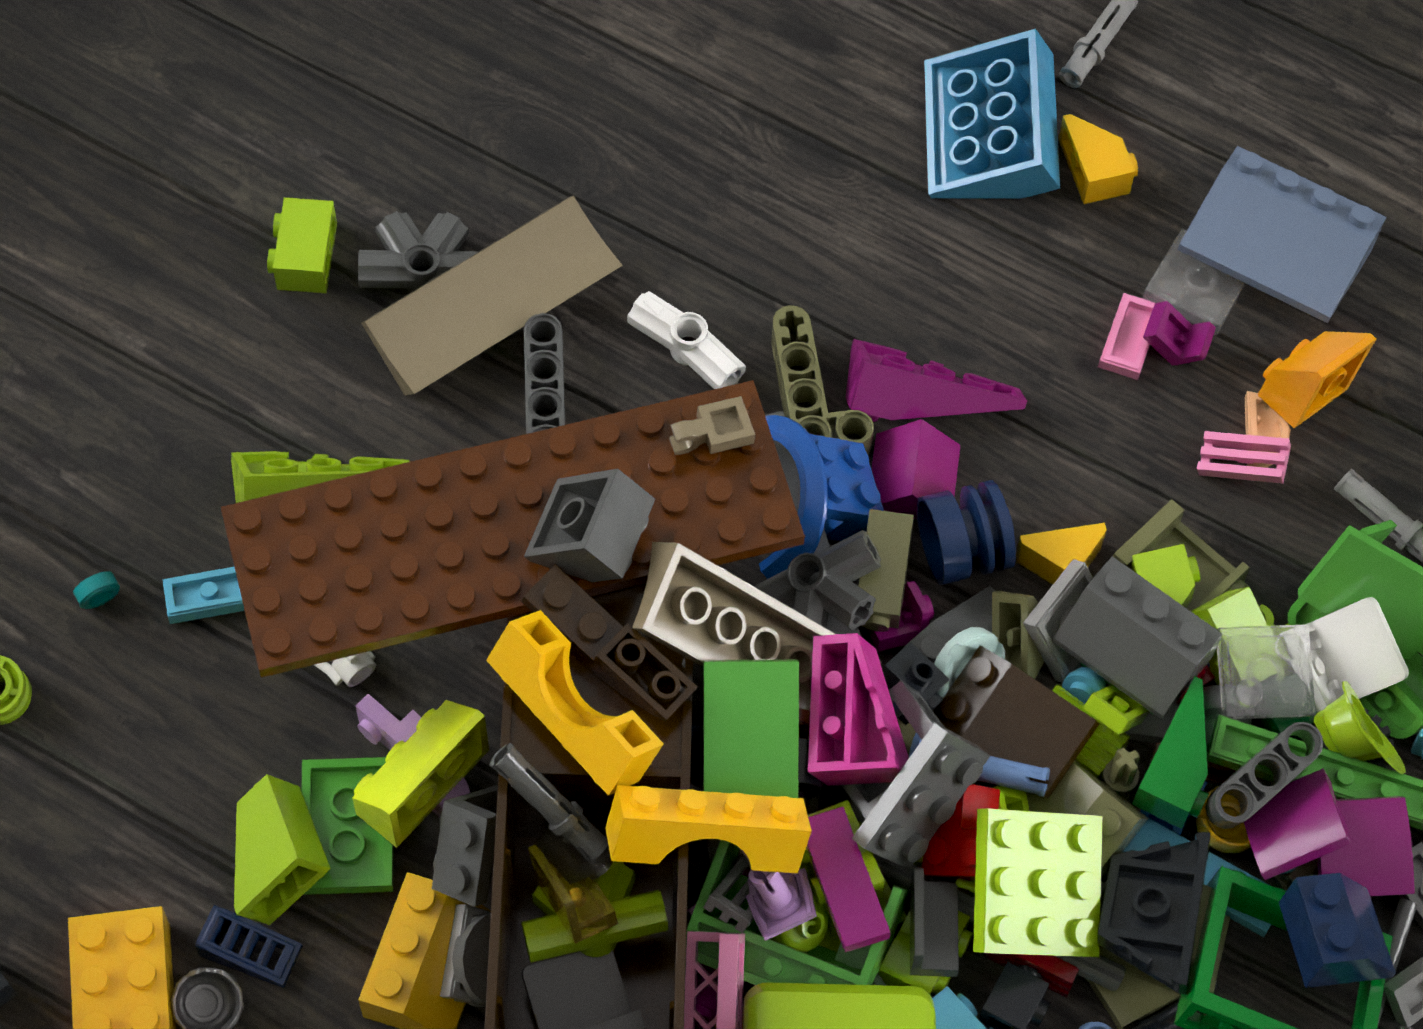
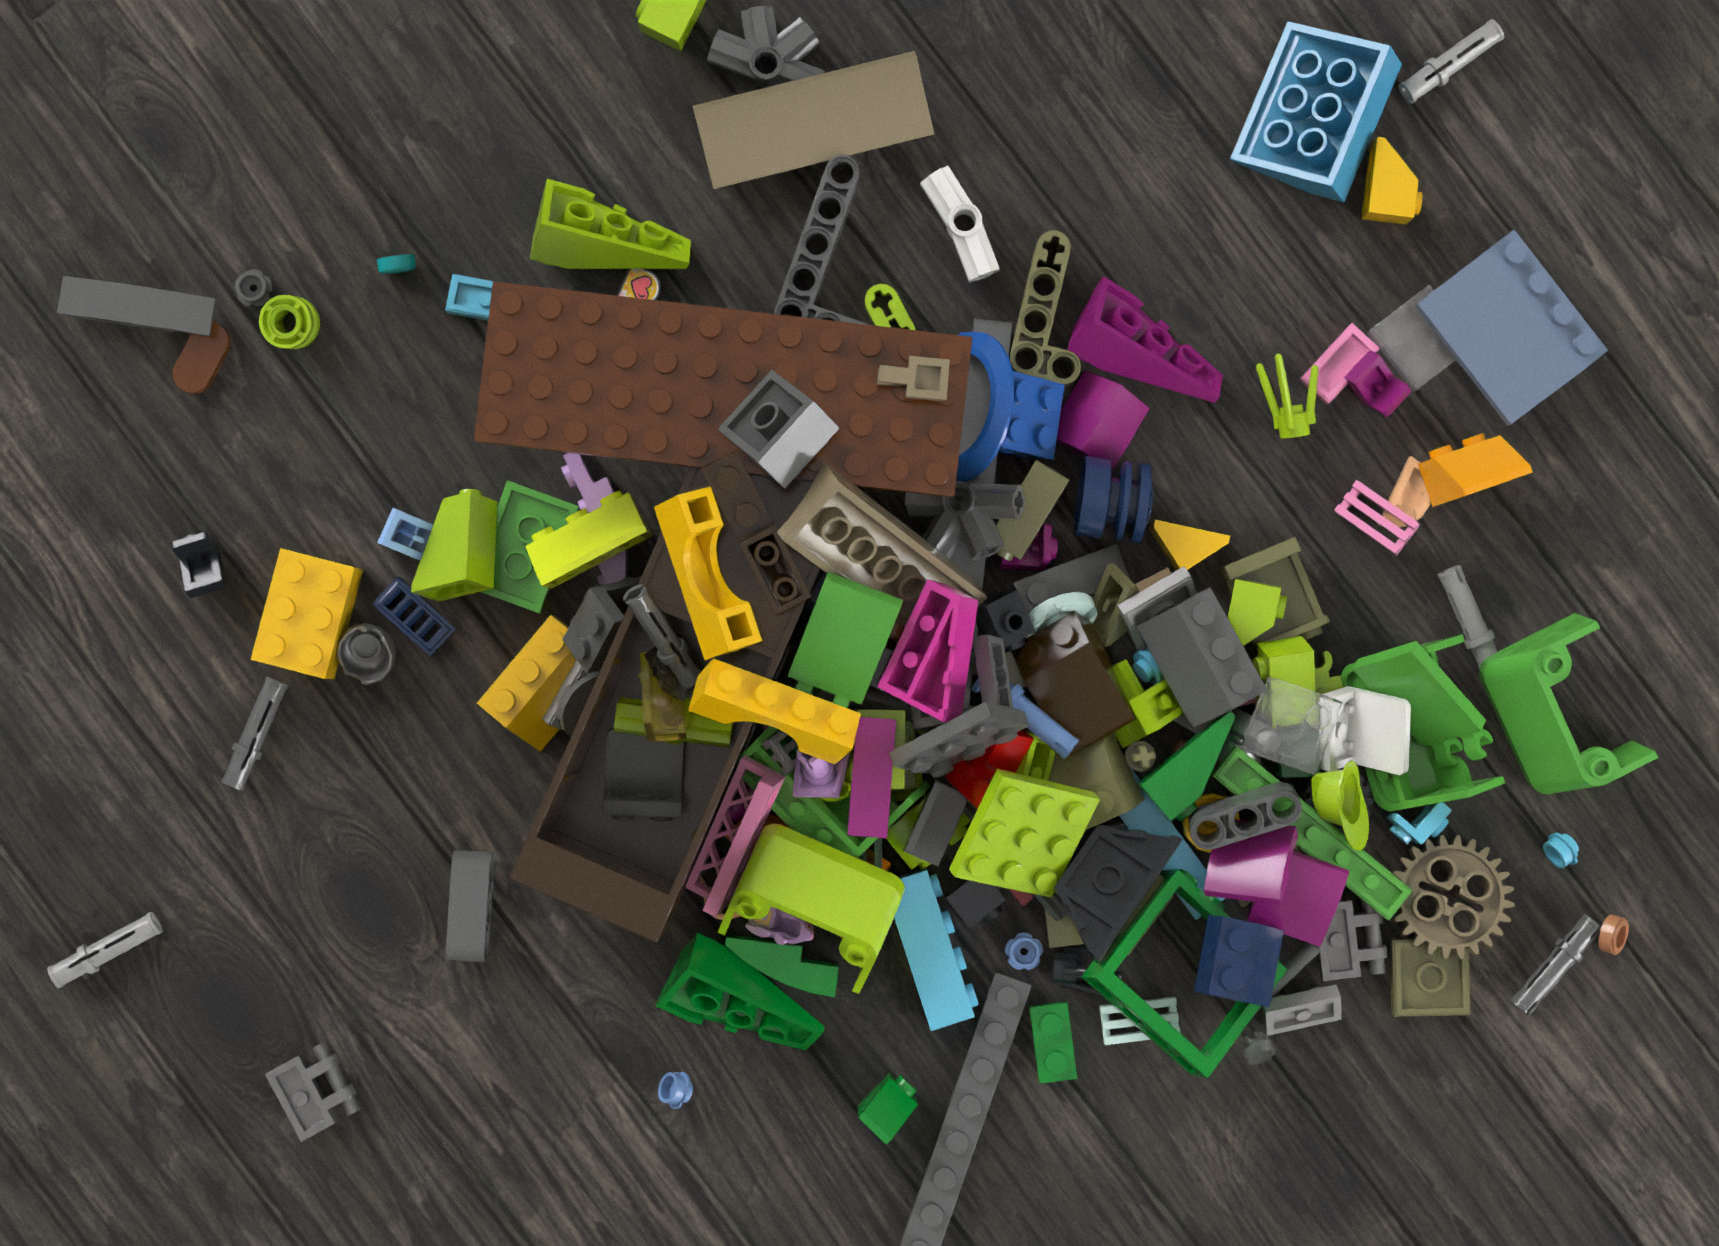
camera: 20 degrees right, 25 degrees up
(207, 857) = (405, 534): none -> light blue slope
(1111, 399) = (1290, 418): none -> lime plant

